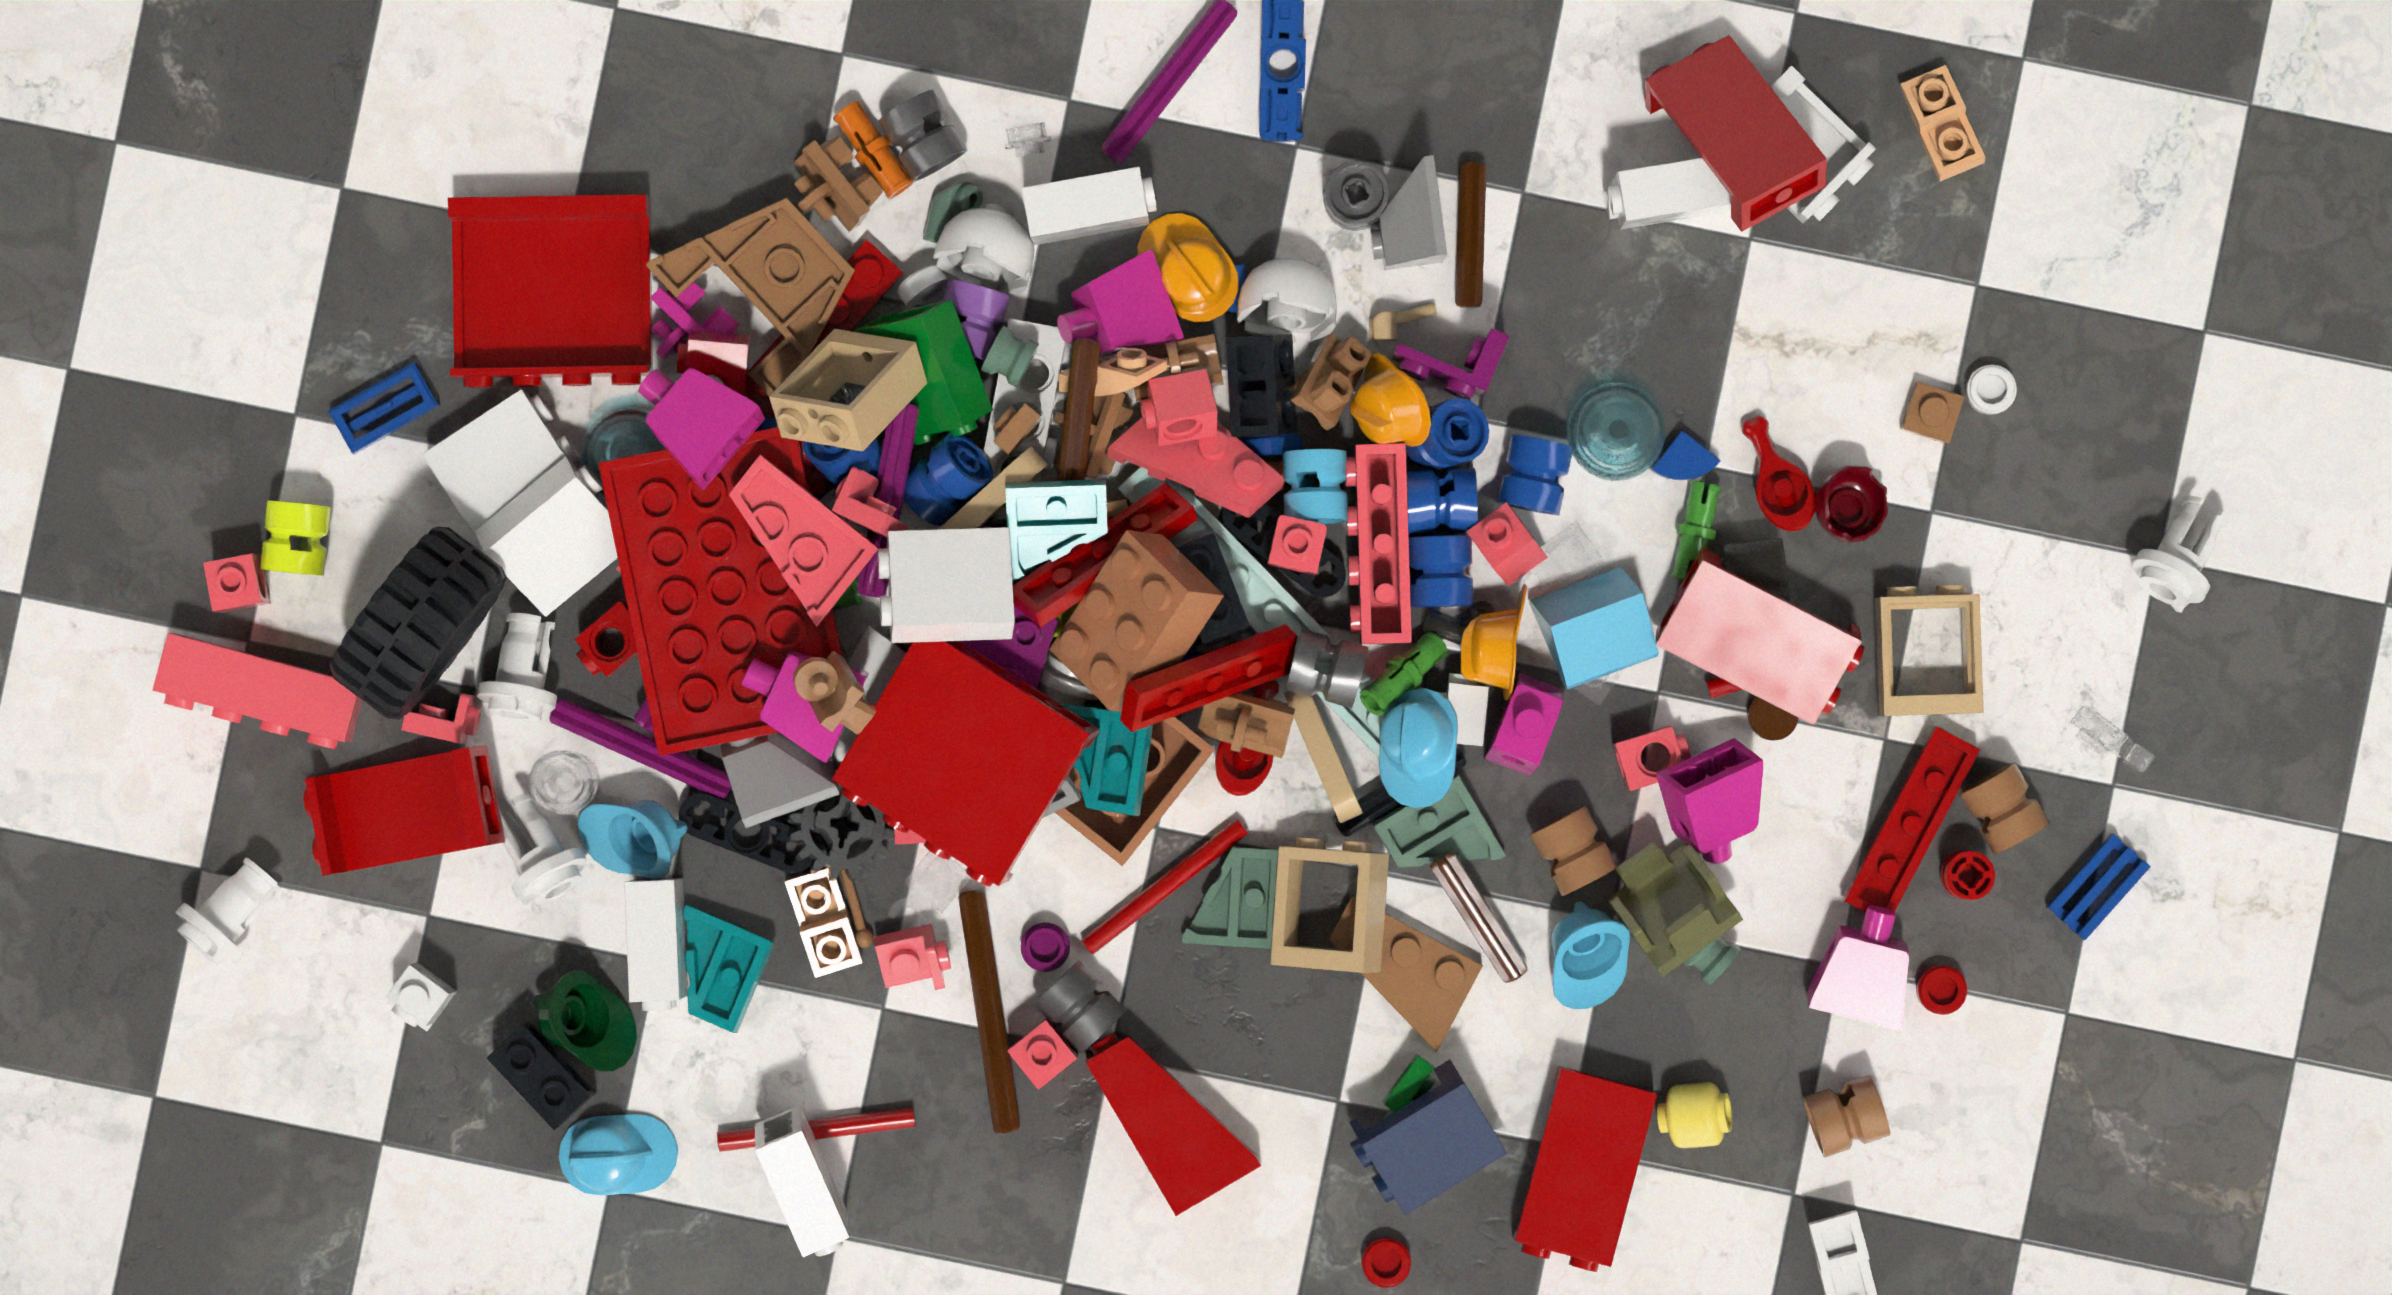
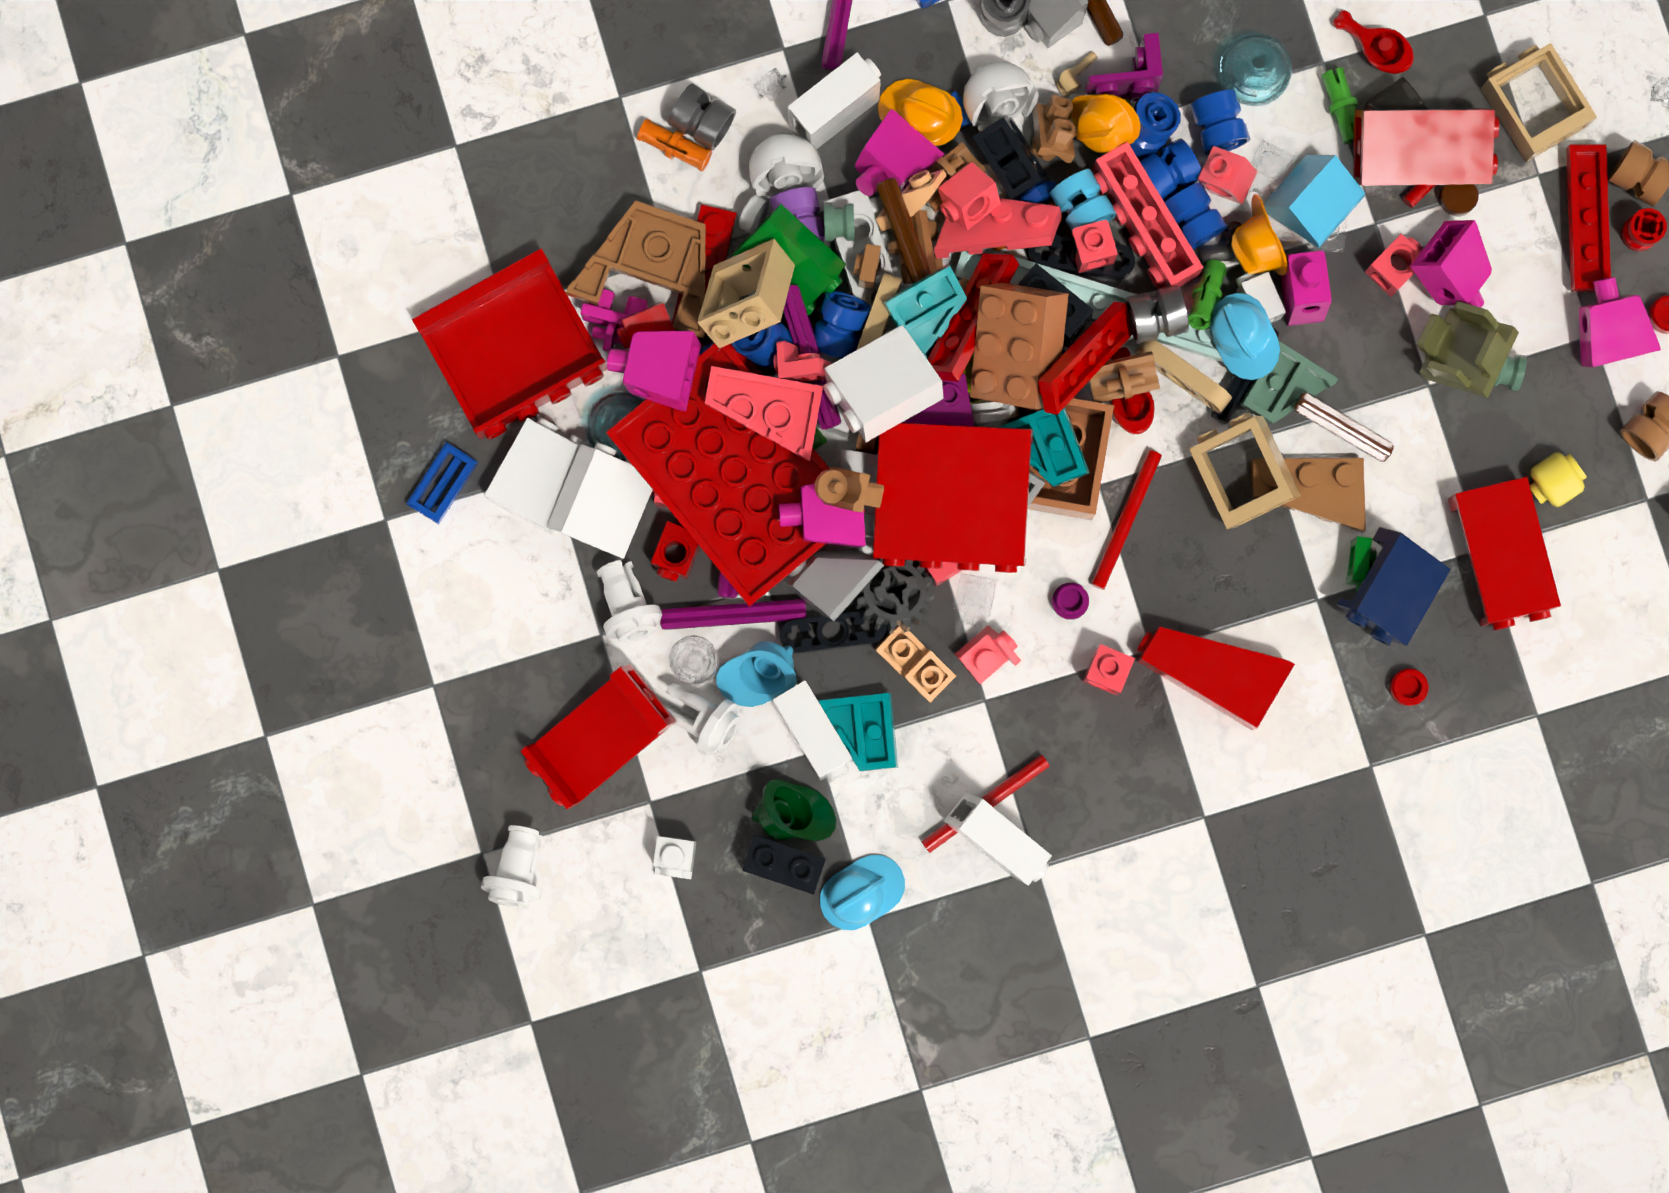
camera: 30 degrees left, 5 degrees down
(236, 583) = (405, 647): coral brick -> none
(258, 688) = (458, 708): coral brick -> none
(298, 520) = (426, 584): neon yellow wheel -> none
(417, 622) = (541, 602): black tyre -> none
(434, 721) = (588, 670): coral bracket -> none
(828, 189) = (661, 183): medium nougat hips -> none
(863, 936) = (947, 658): medium nougat hinge -> none
(949, 204) = (741, 156): sand green arm -> none
(989, 1011) = (1057, 663): reddish brown axle -> none
(1079, 1007) = (1116, 626): flat silver wheel -> none
(1239, 903) = (1182, 502): sand green wing -> none
(1573, 850) = (1381, 350): medium nougat wheel -> none
(1588, 957) = (1430, 412): medium azure piece -> none
(1685, 460) = (1309, 64): blue tile -> none
(1851, 504) = (1433, 32): dark red hair -> none

